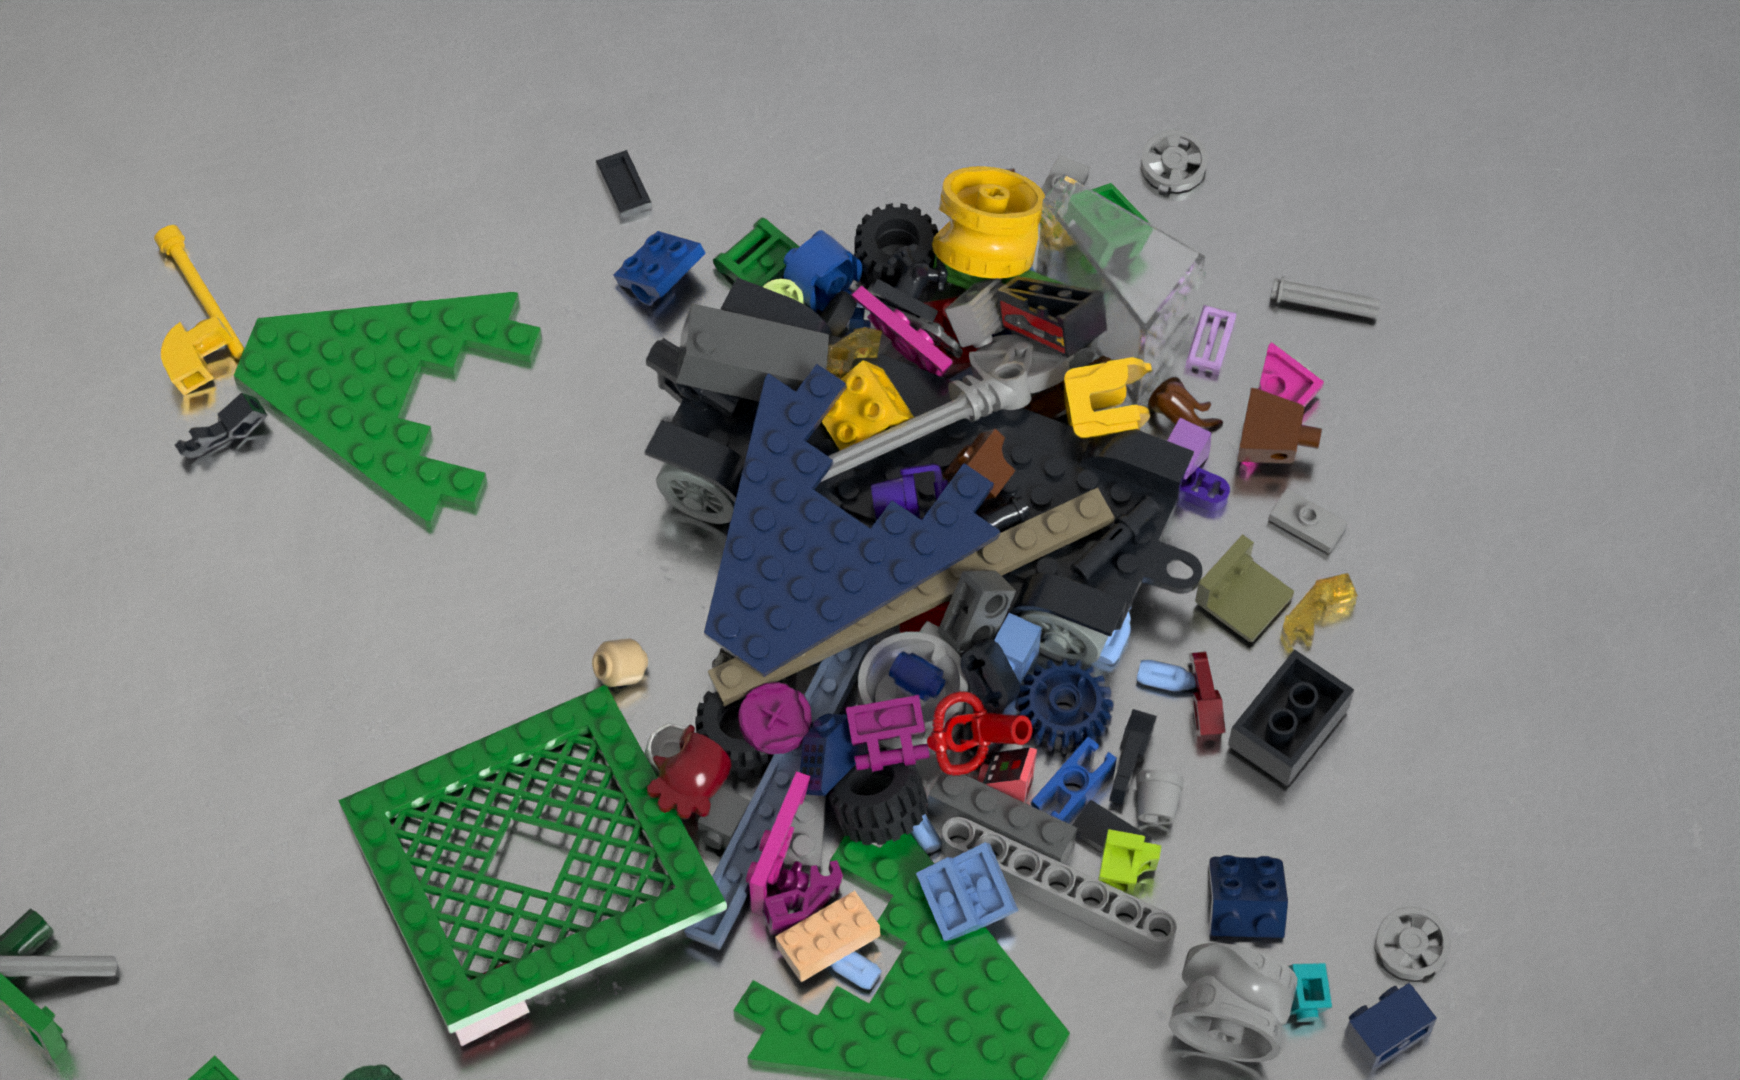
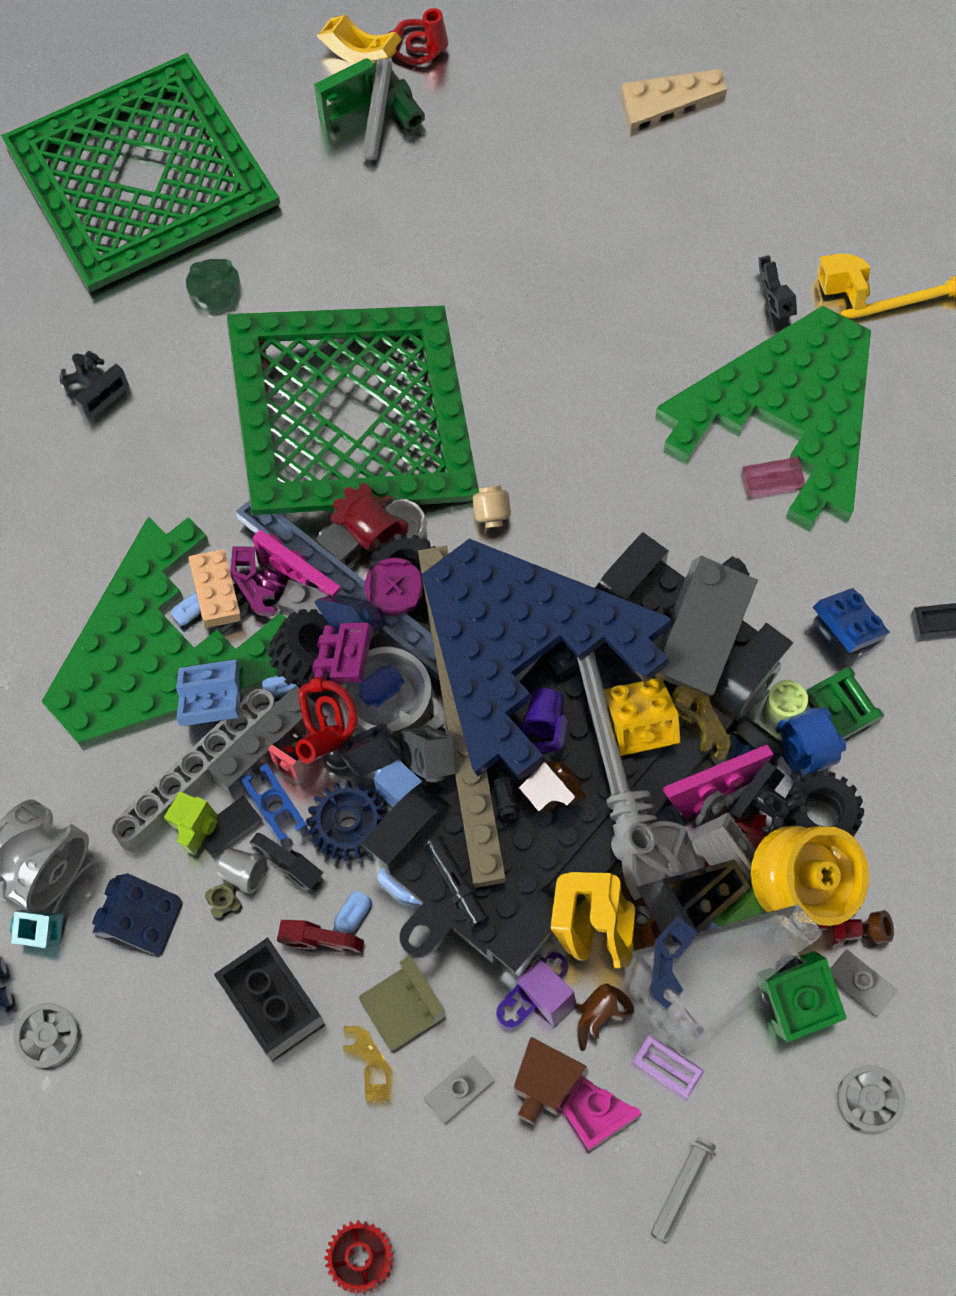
camera: 110 degrees right, 5 degrees up
(497, 406) = (779, 479): none -> clear pink tile
(1145, 296) = (662, 975): none -> dark blue piece
(1200, 802) = (214, 895): none -> olive plate
(1509, 555) = (376, 1268): none -> red brick

